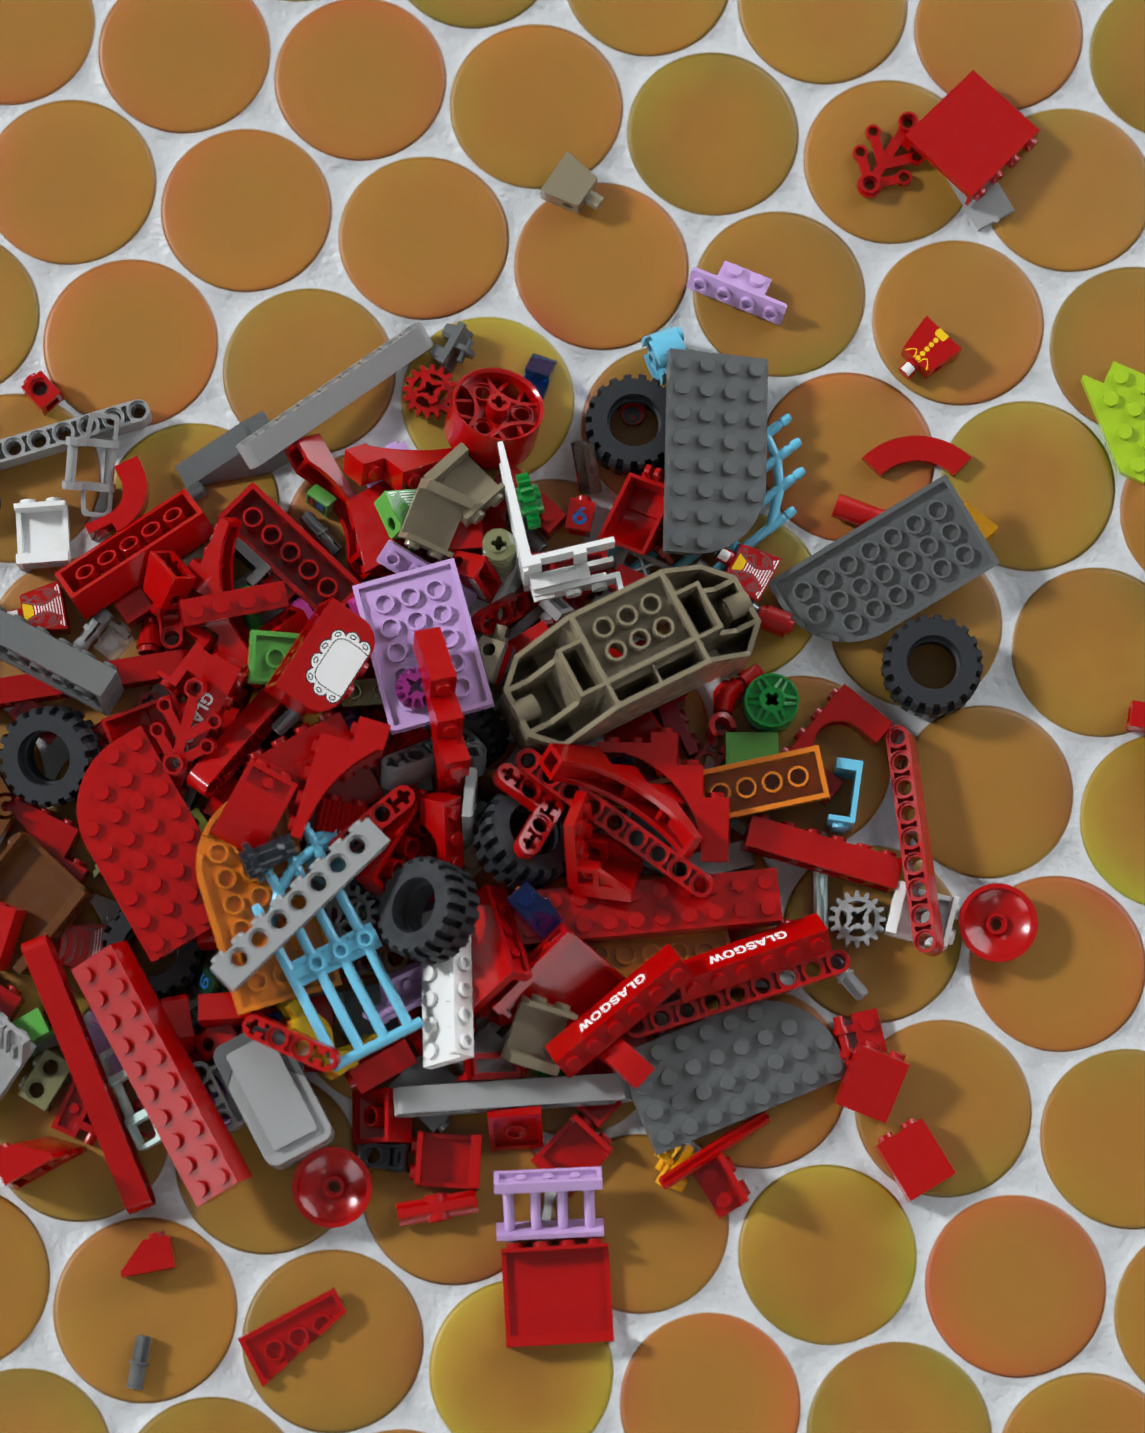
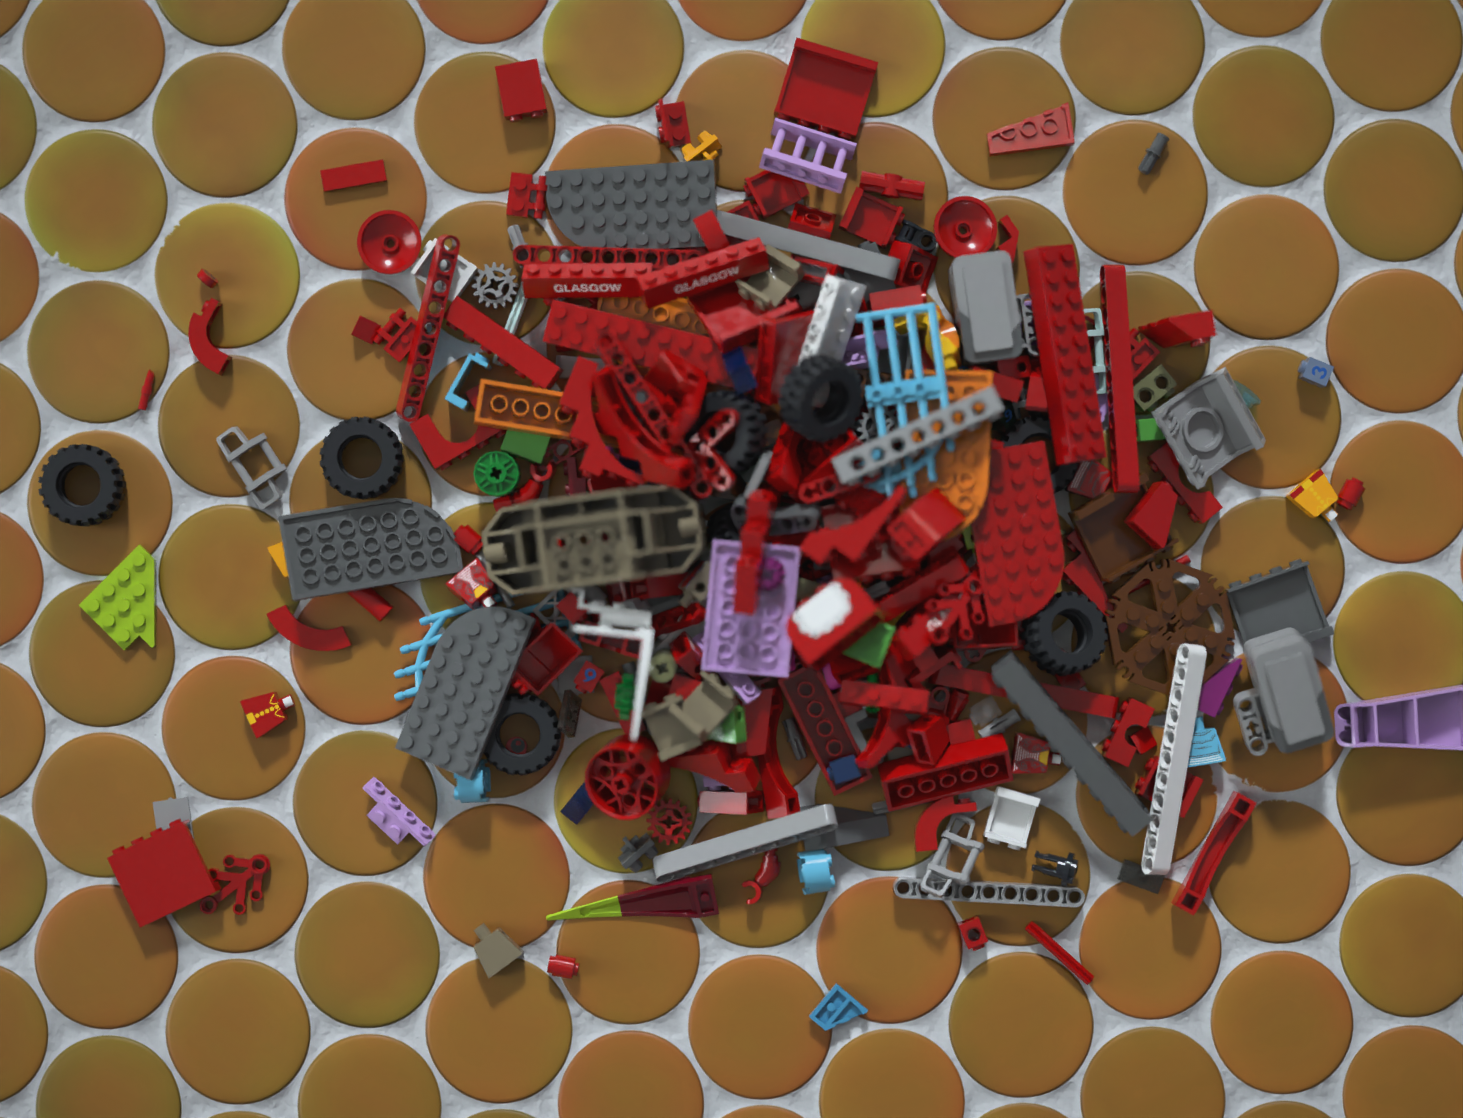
camera: 165 degrees left, 10 degrees up
(151, 1256) = (1117, 227): red slope -> none
(167, 258) = (836, 1008): none -> dark azure wing
(243, 393) = (814, 871): none -> medium azure brick
(252, 511) = (843, 769): none -> dark blue brick
(263, 857) = (930, 482): black piece -> none
(273, 1185) = (1012, 232): none -> red slope
(289, 1047) = (962, 333): red beam -> none
(298, 375) = (765, 875): none -> red piece
(320, 500) = (785, 765): bright green slope -> none
(373, 431) = (730, 802): none -> slope
(391, 311) = (676, 898): none -> dark red plate
(490, 194) = (563, 966): none -> red brick
(712, 1150) = (670, 150): red axle -> none
(872, 1080) = (530, 158): red brick -> none
(939, 812) = (400, 344): none -> red plate
(985, 815) = (365, 329): none -> red slope
(1029, 608) = (233, 457): none -> light grey bar
(1070, 988) = (353, 175): none -> red tile

